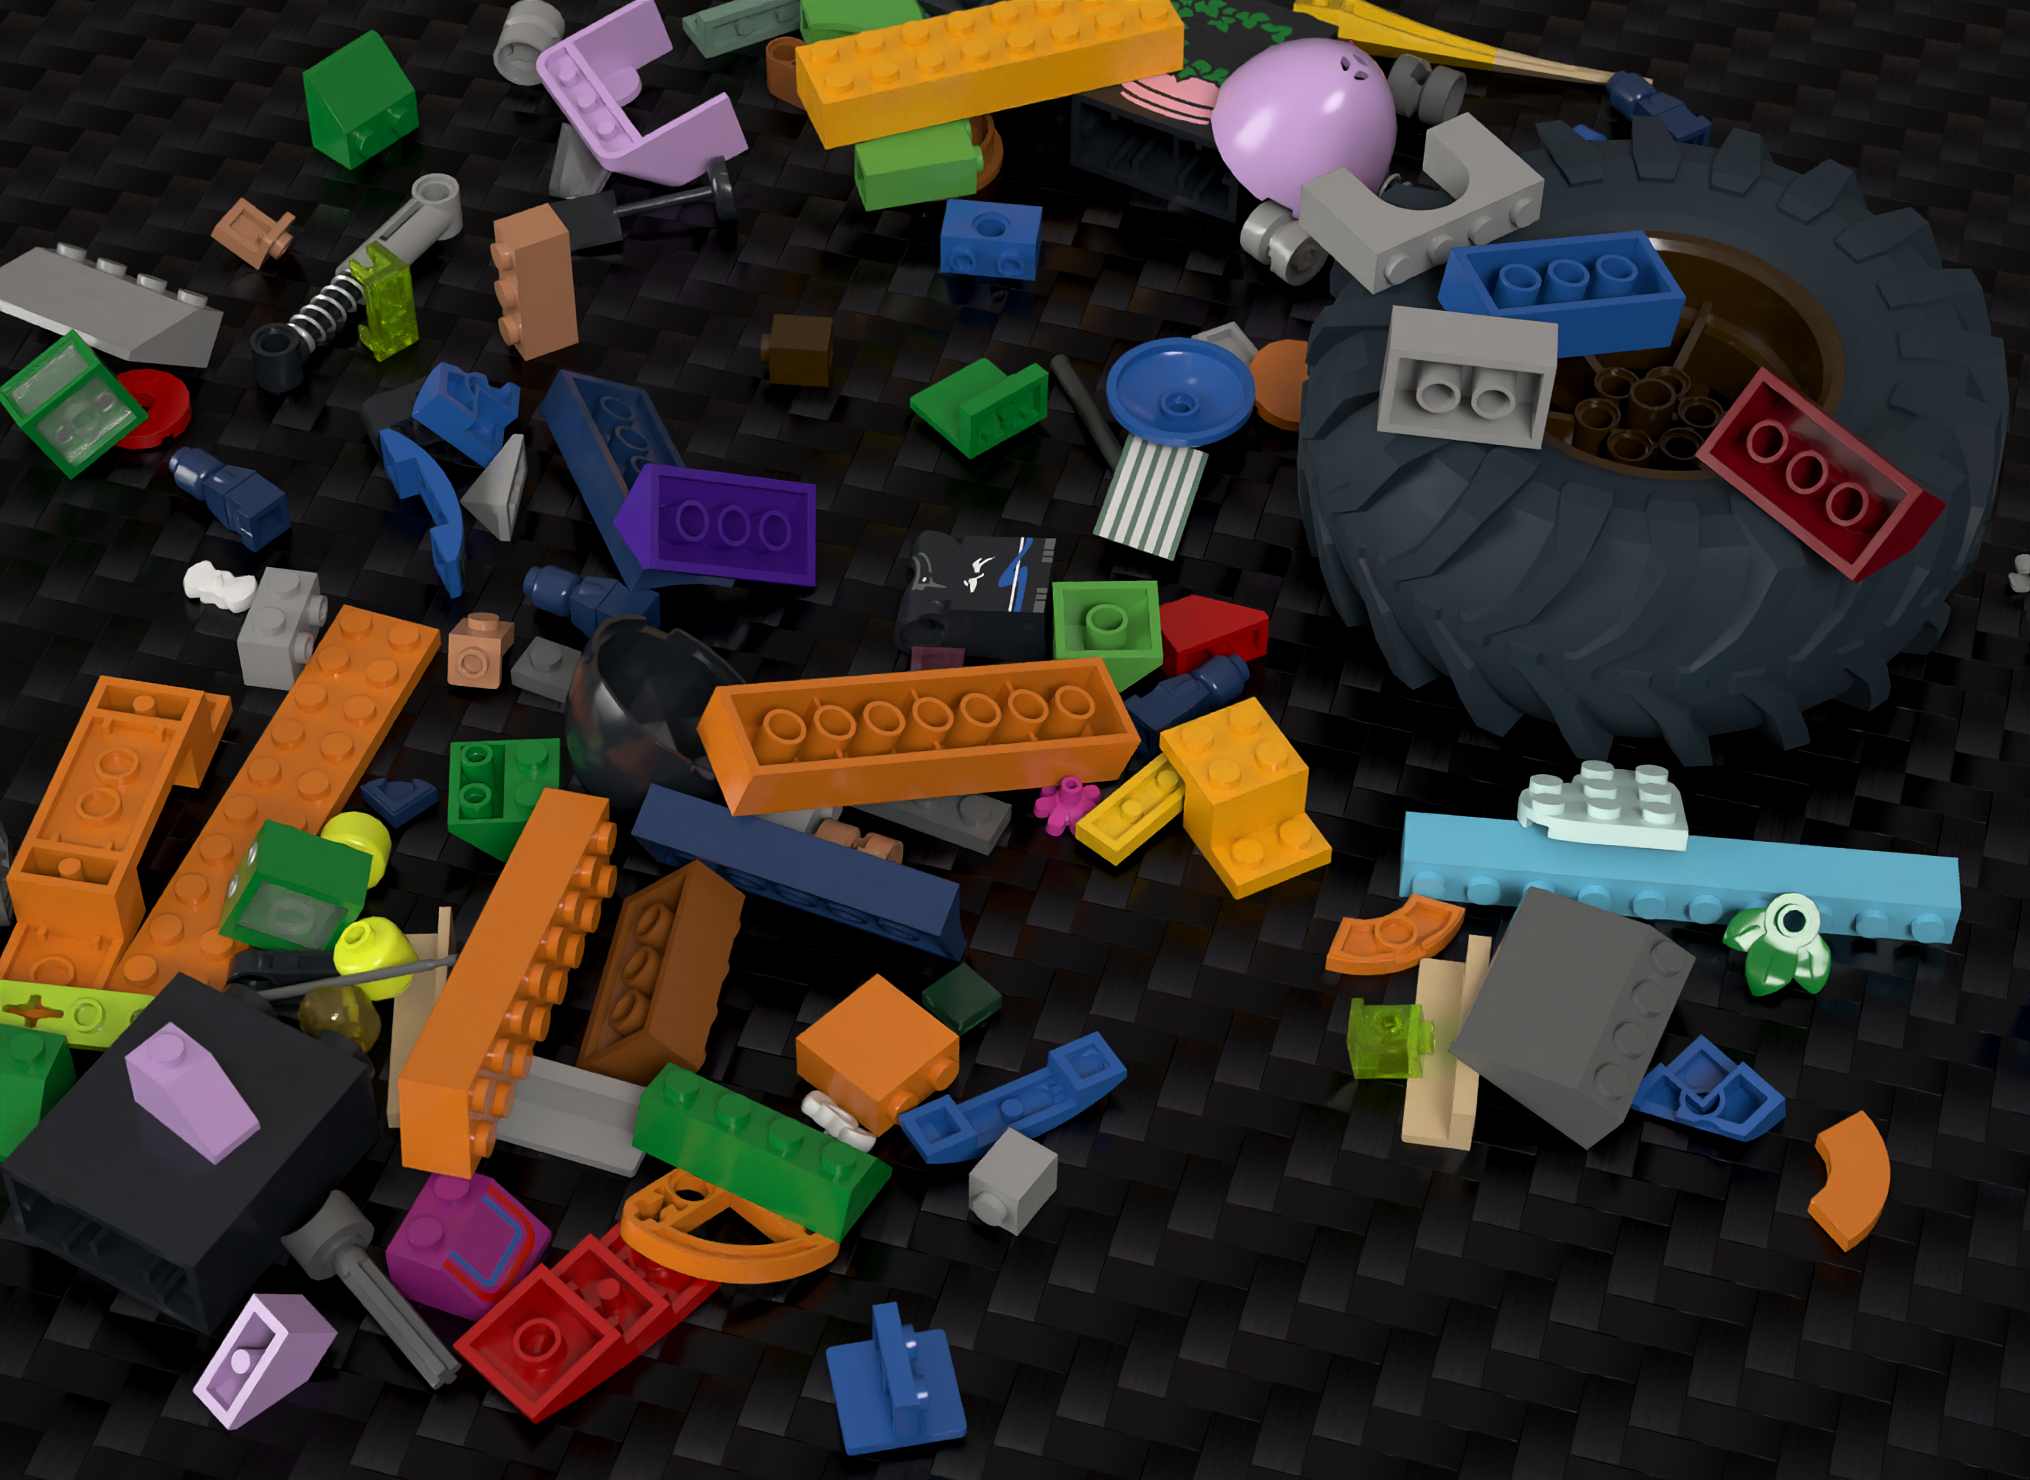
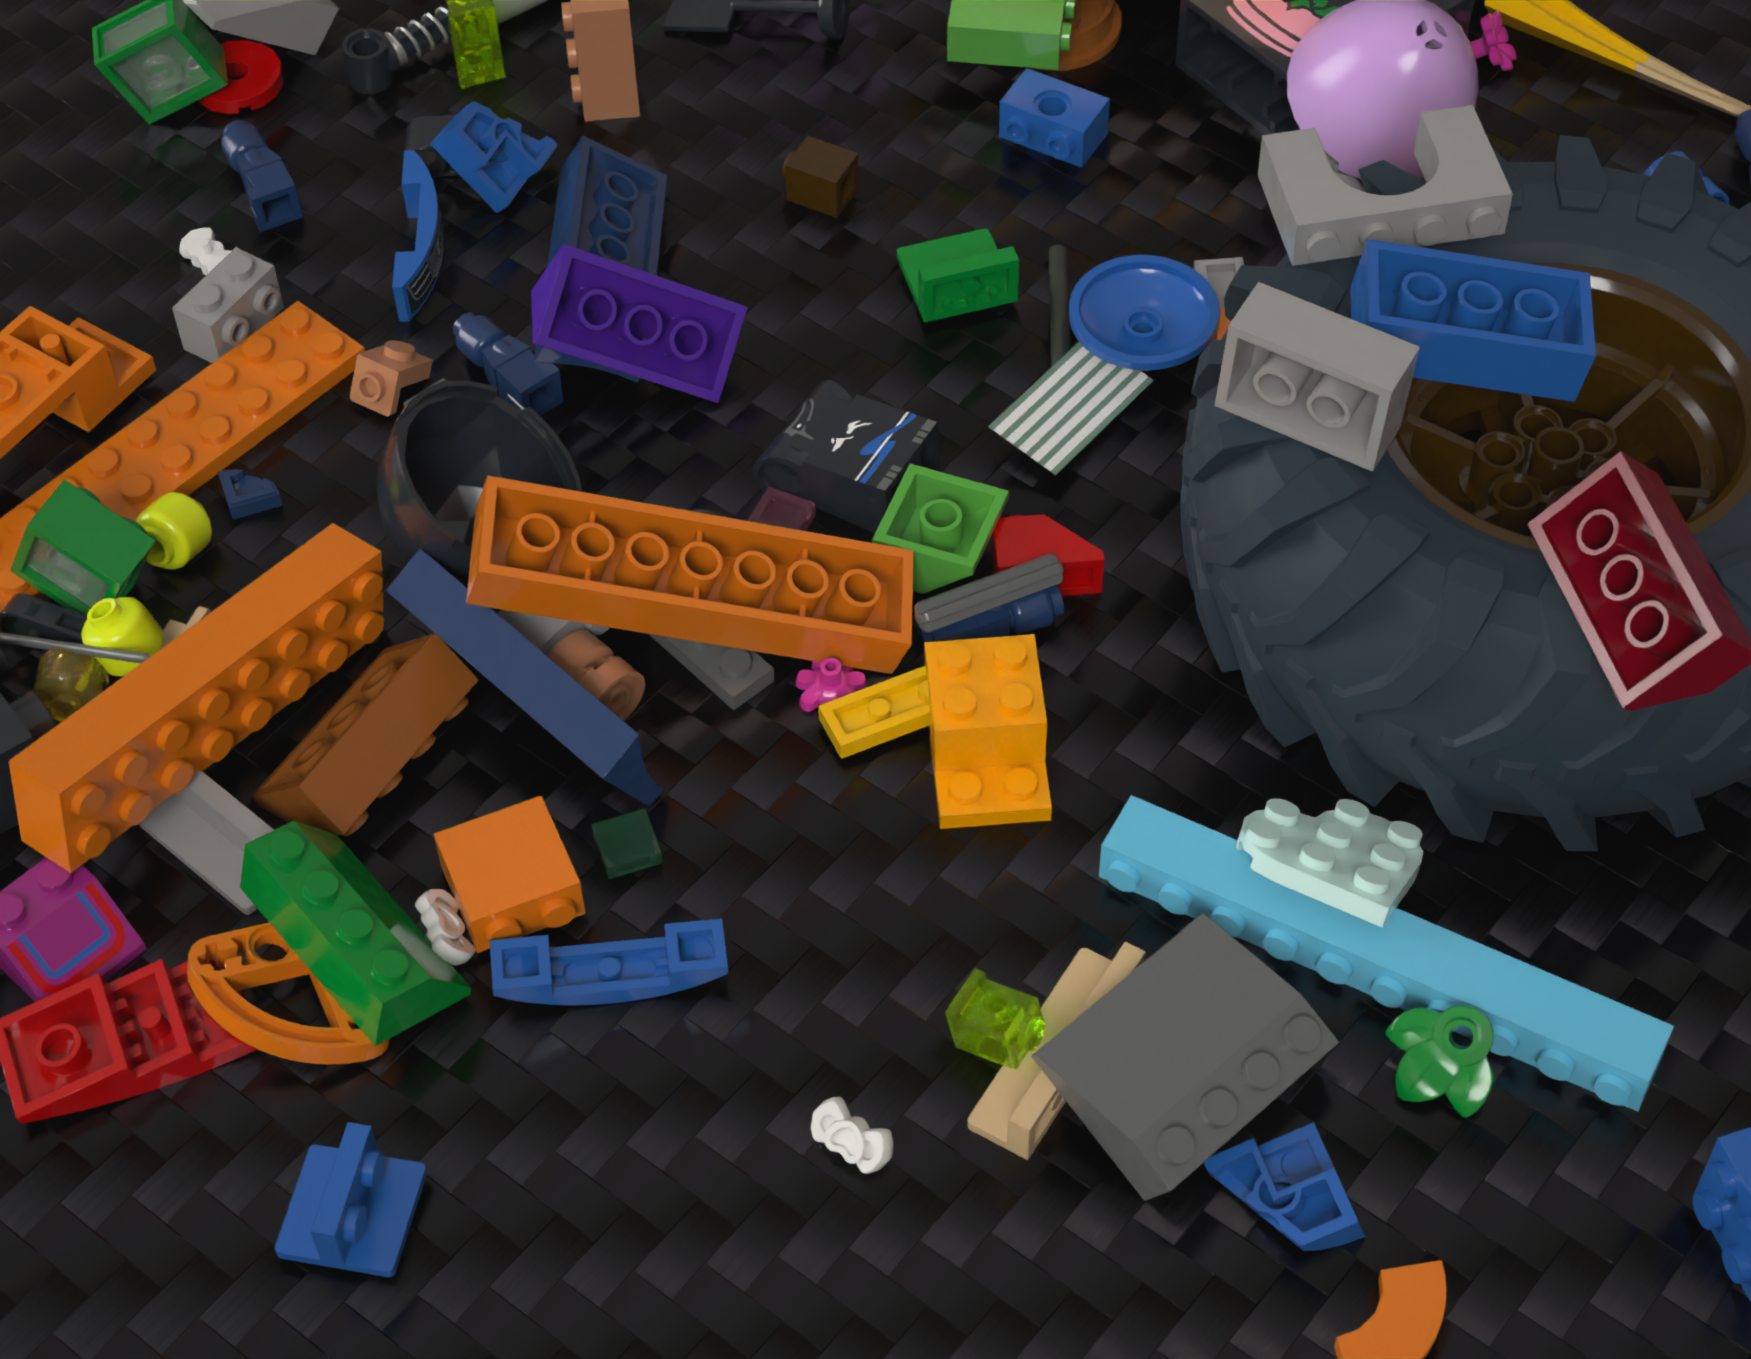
camera: 25 degrees right, 5 degrees up
(498, 490) = (493, 232): light grey slope -> none
(498, 788) = (313, 498): green slope -> none
(1012, 1181) = (565, 1041): light grey brick -> none
(1186, 675) = (988, 593): none -> dark grey axle
(1312, 1177) = (851, 1136): none -> white piece
(1396, 939) = (1068, 920): orange tile -> none
(1428, 92) = (1547, 80): dark grey wheel -> none

